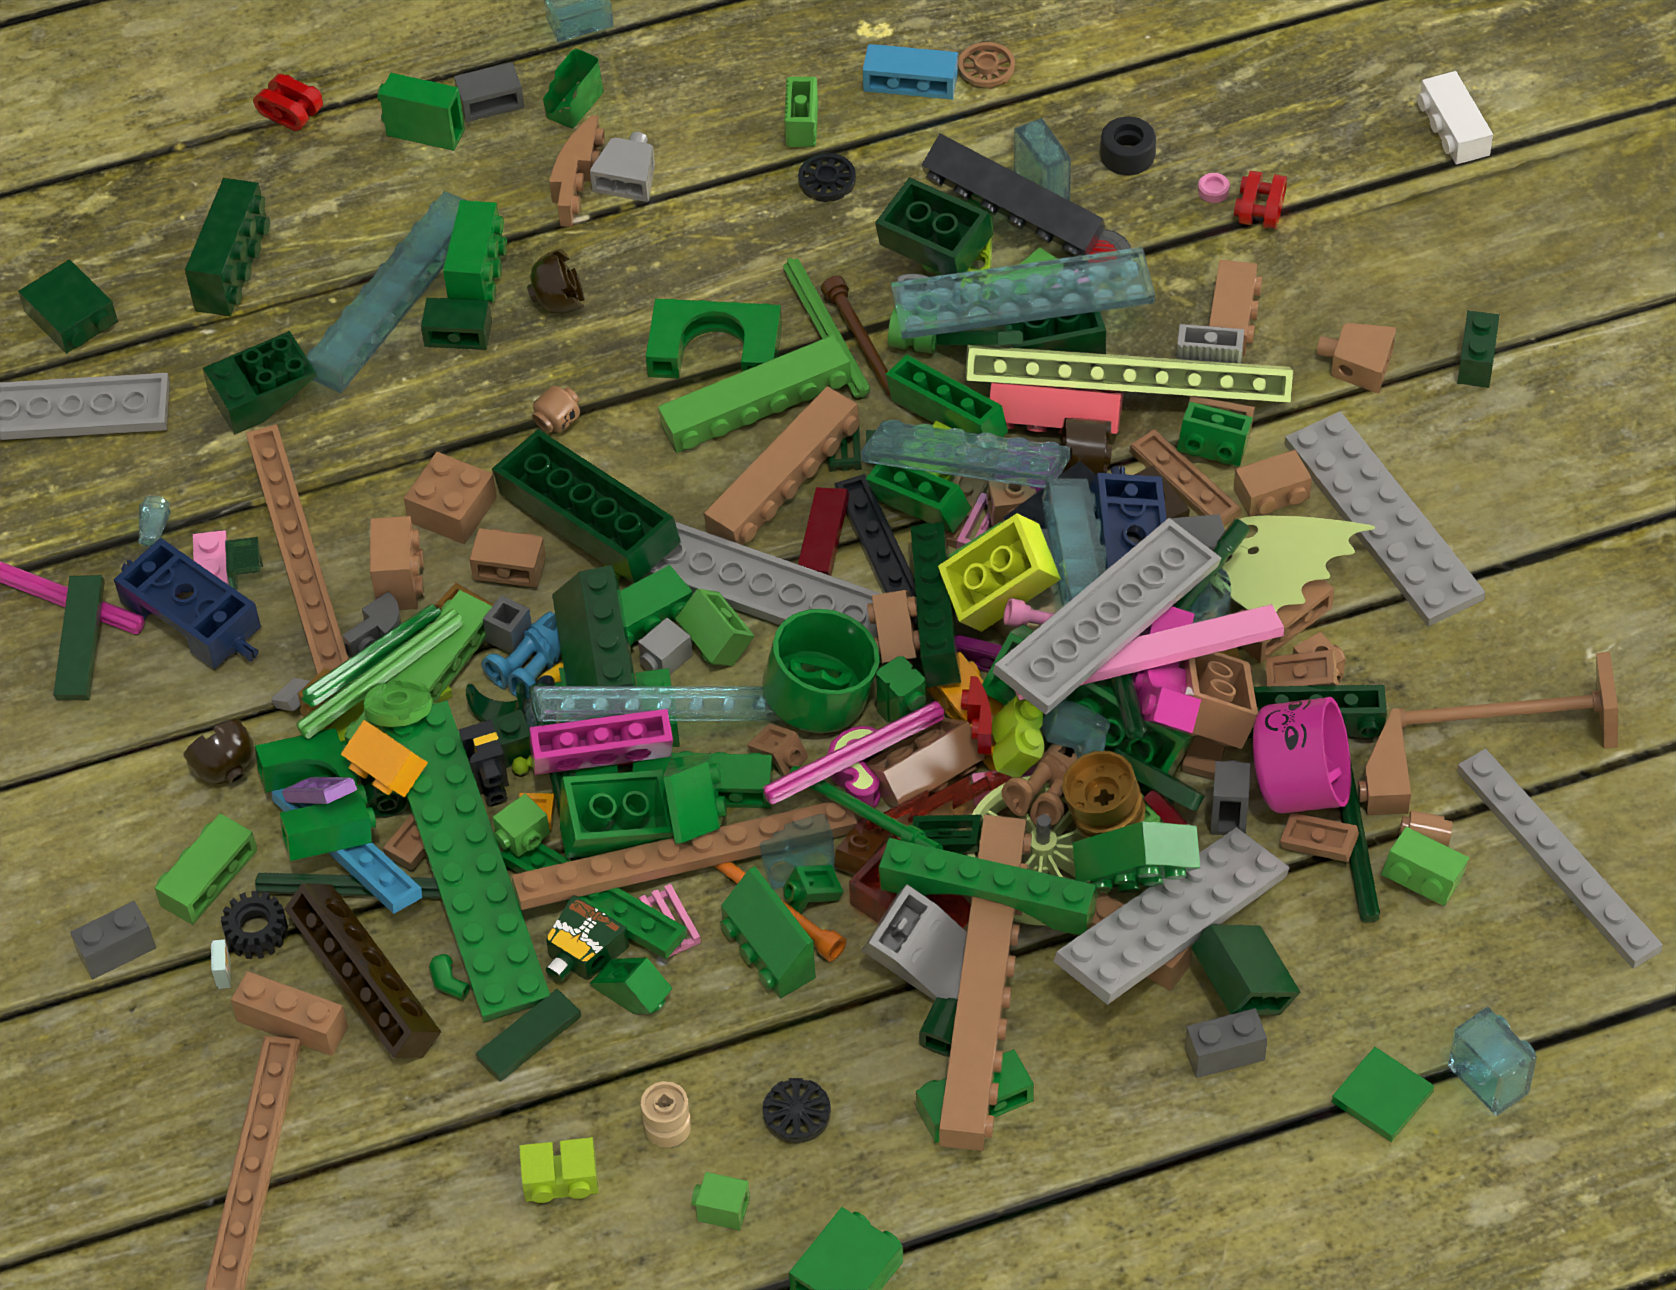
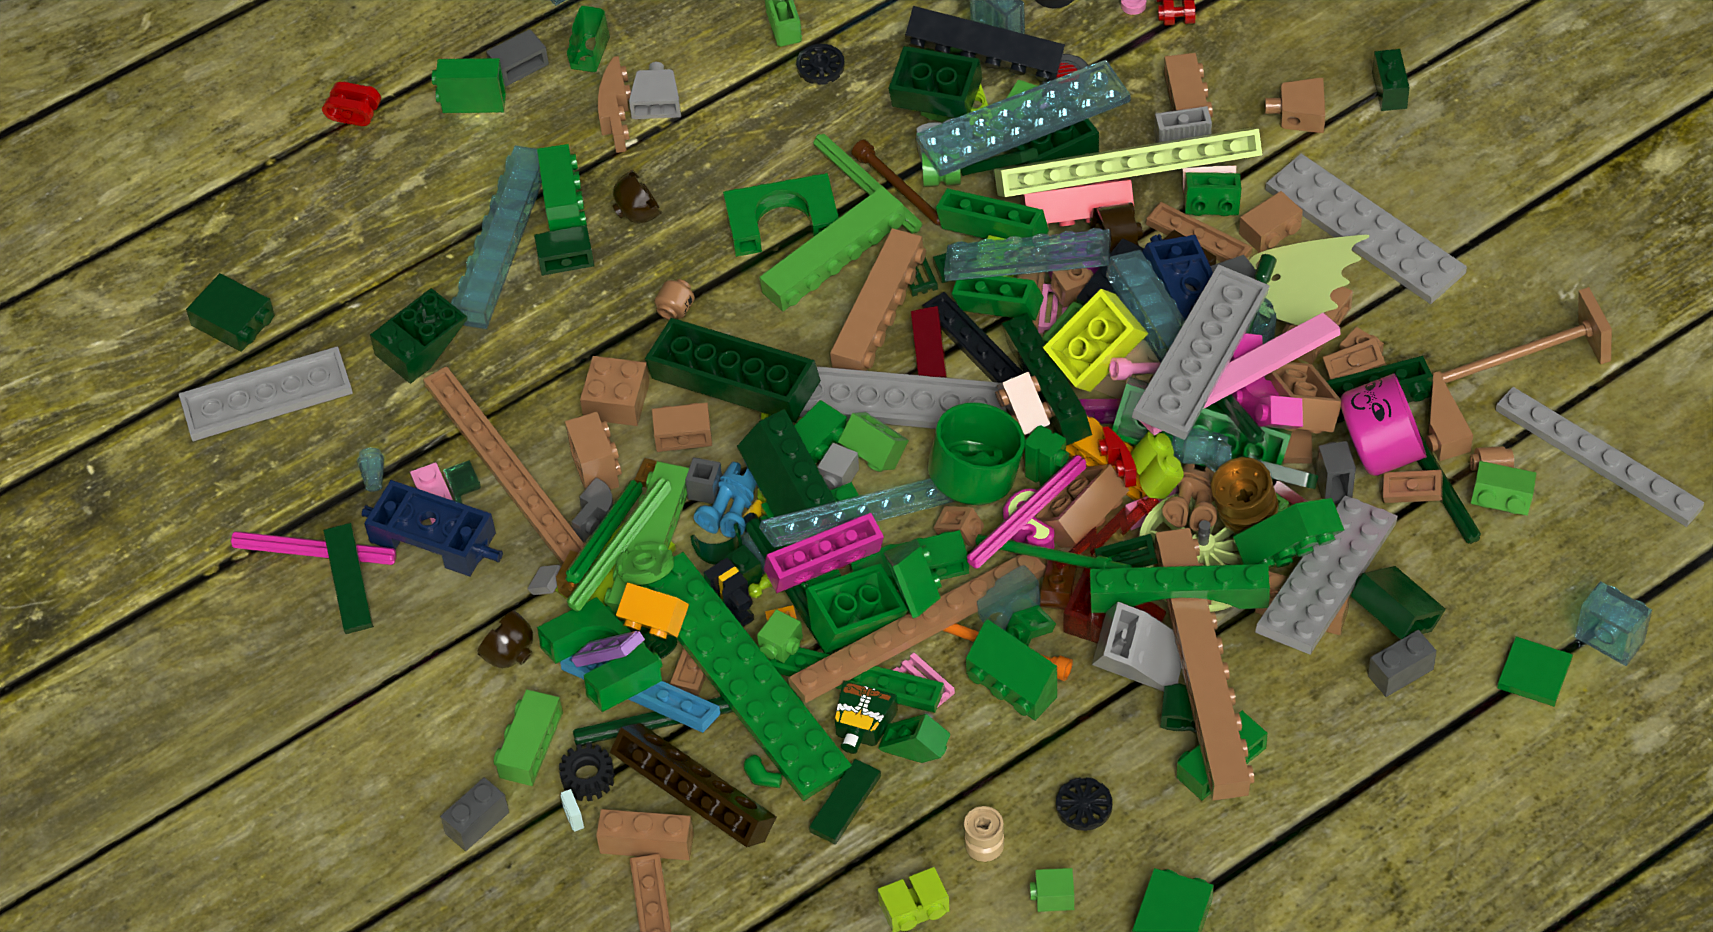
camera: 15 degrees left, 0 degrees up
(227, 247) = (350, 232): dark green brick -> none

